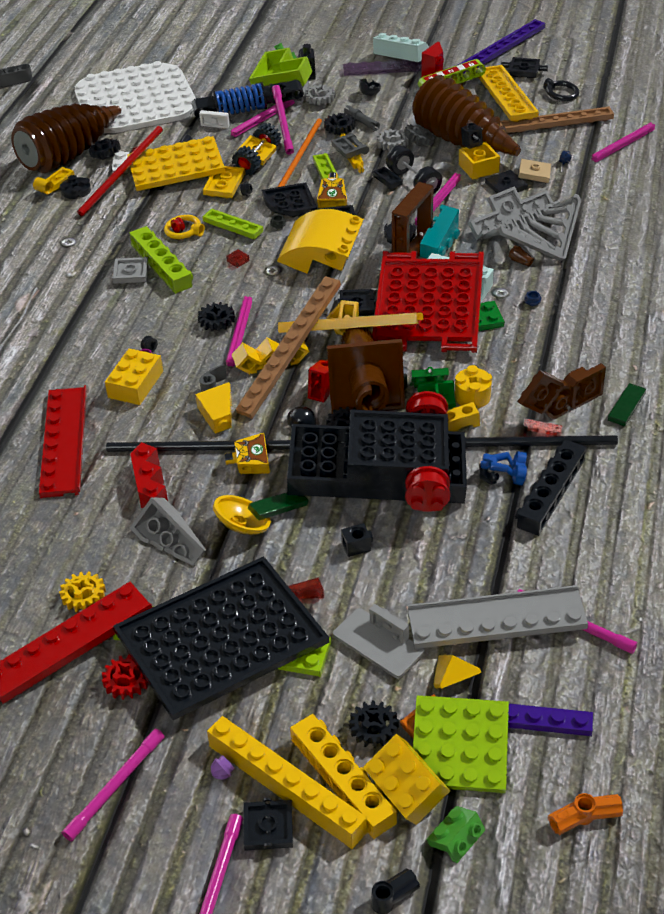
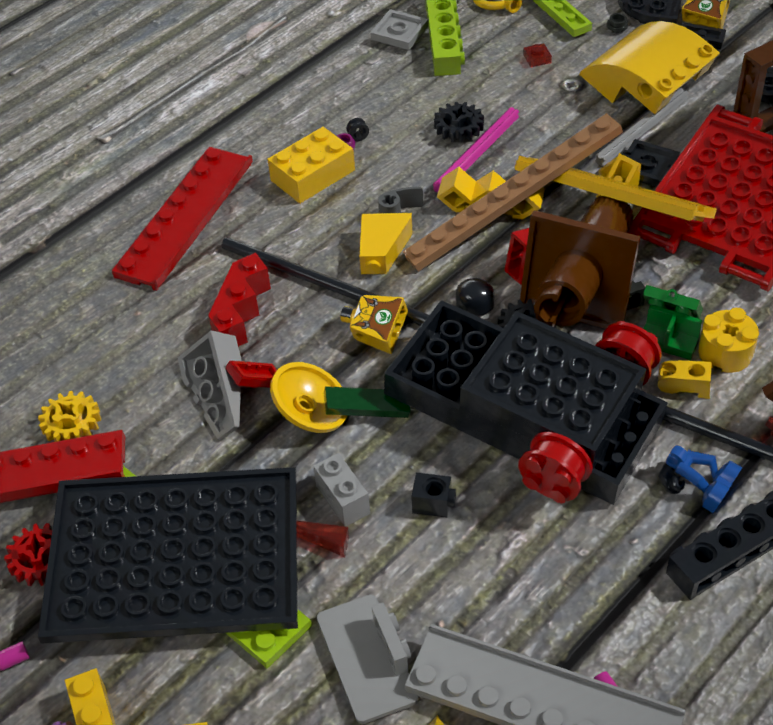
camera: 30 degrees right, 5 degrees up
(194, 515) = (251, 373): none -> red plate
(298, 558) = (341, 489): none -> light grey brick

